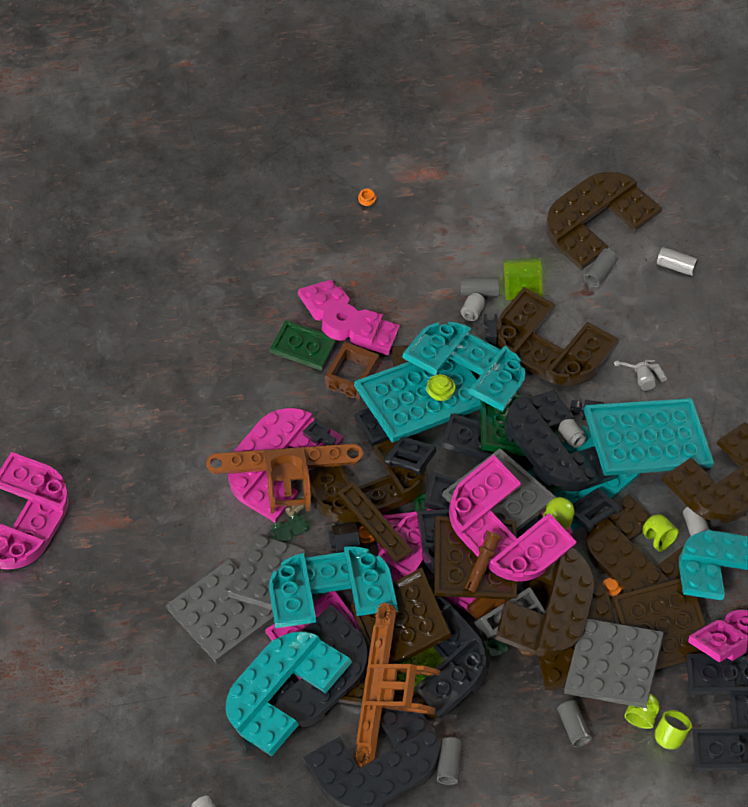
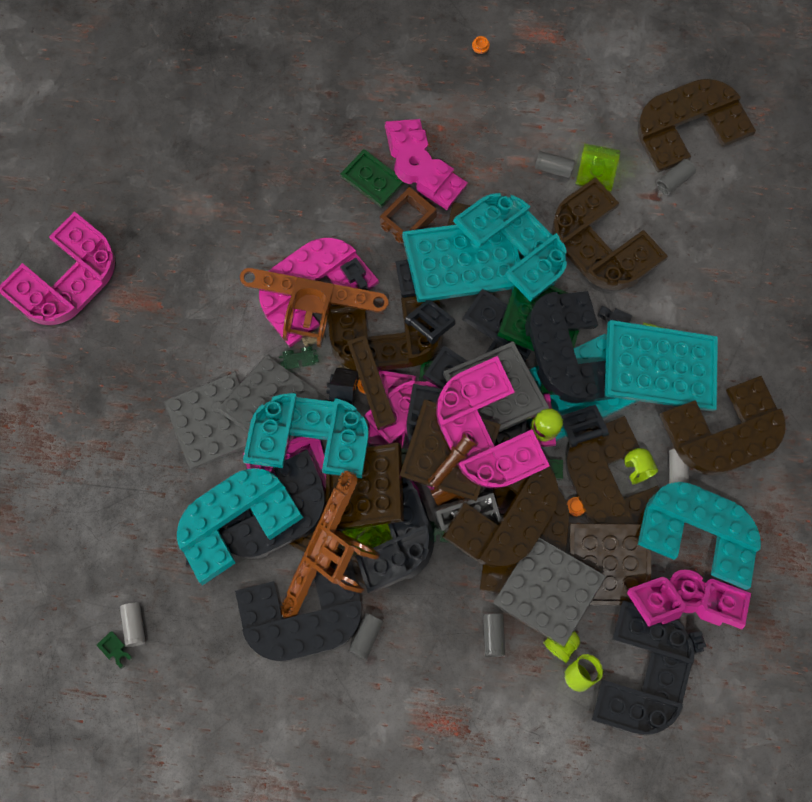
camera: 20 degrees right, 15 degrees up
(440, 387) = (481, 260): lime plate -> none
(473, 307) = (541, 183): light grey brick -> none
(491, 333) = (549, 215): black plate -> none
(572, 433) = (590, 340): light grey brick -> none
(644, 373) = (680, 301): light grey piece -> none
(677, 261) = (752, 190): light grey pin -> none

